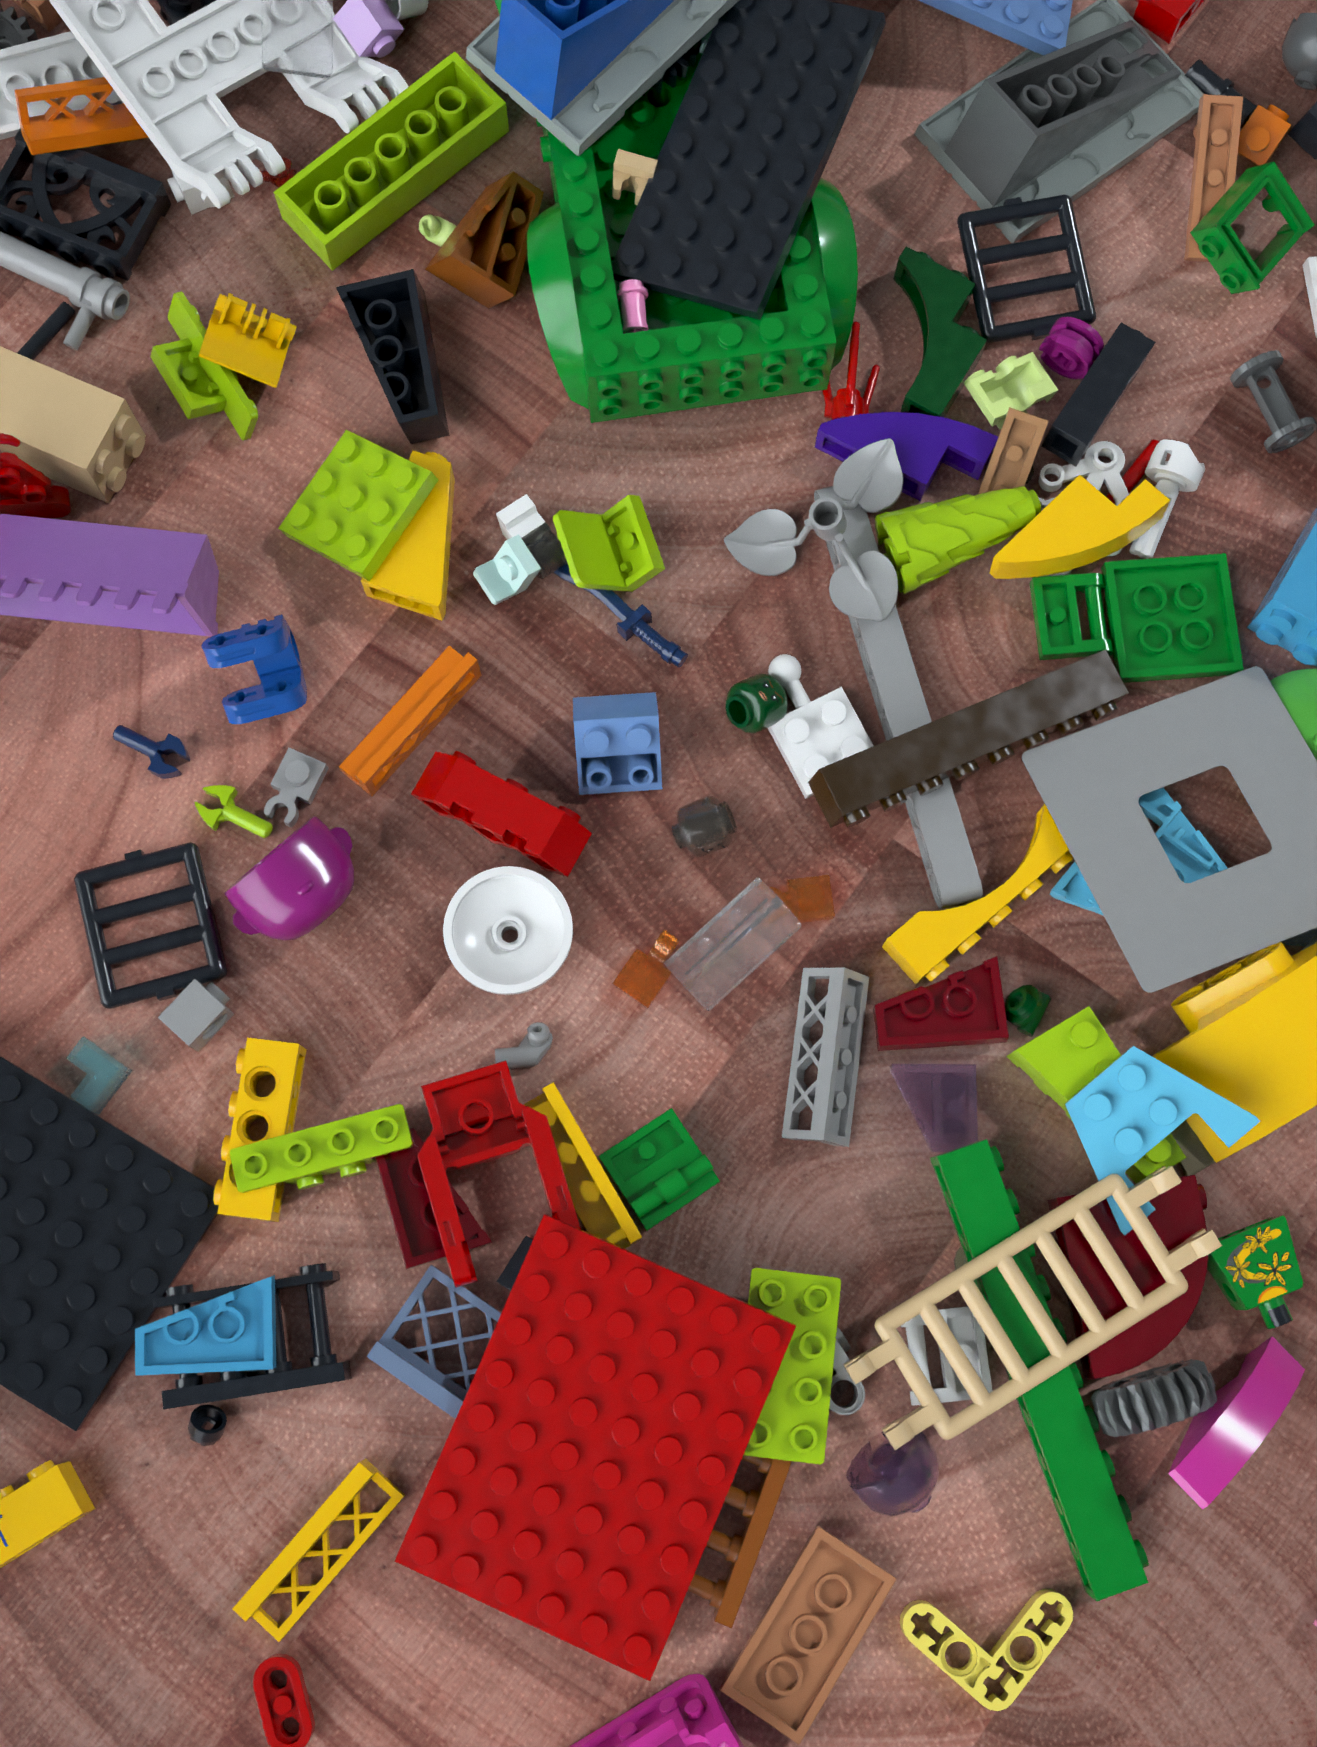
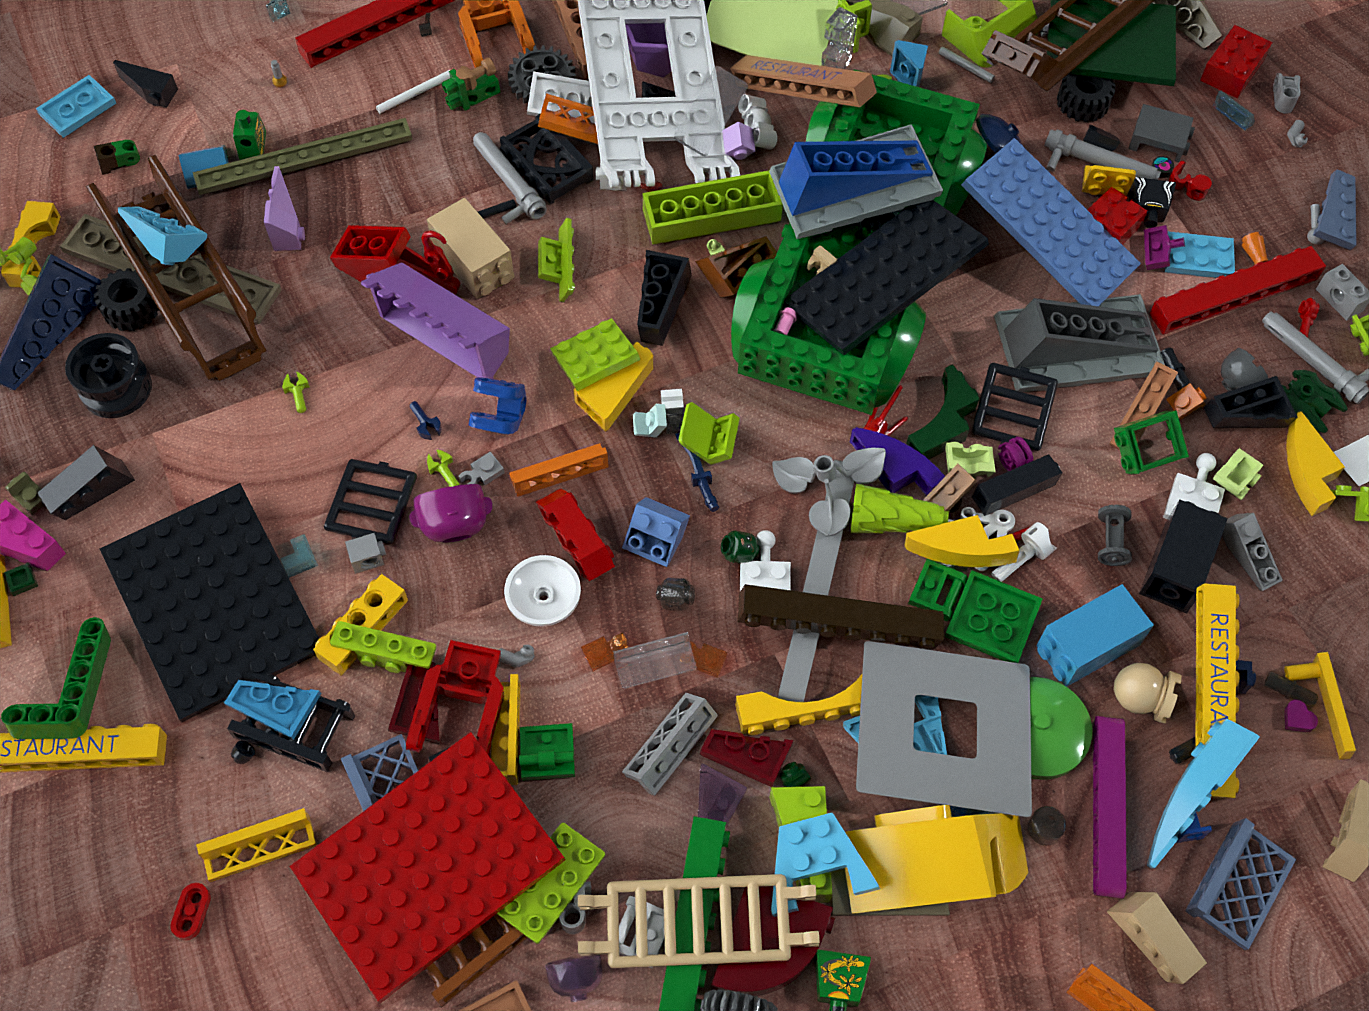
camera: 30 degrees right, 15 degrees down
(246, 340) = (588, 255): yellow hinge -> none

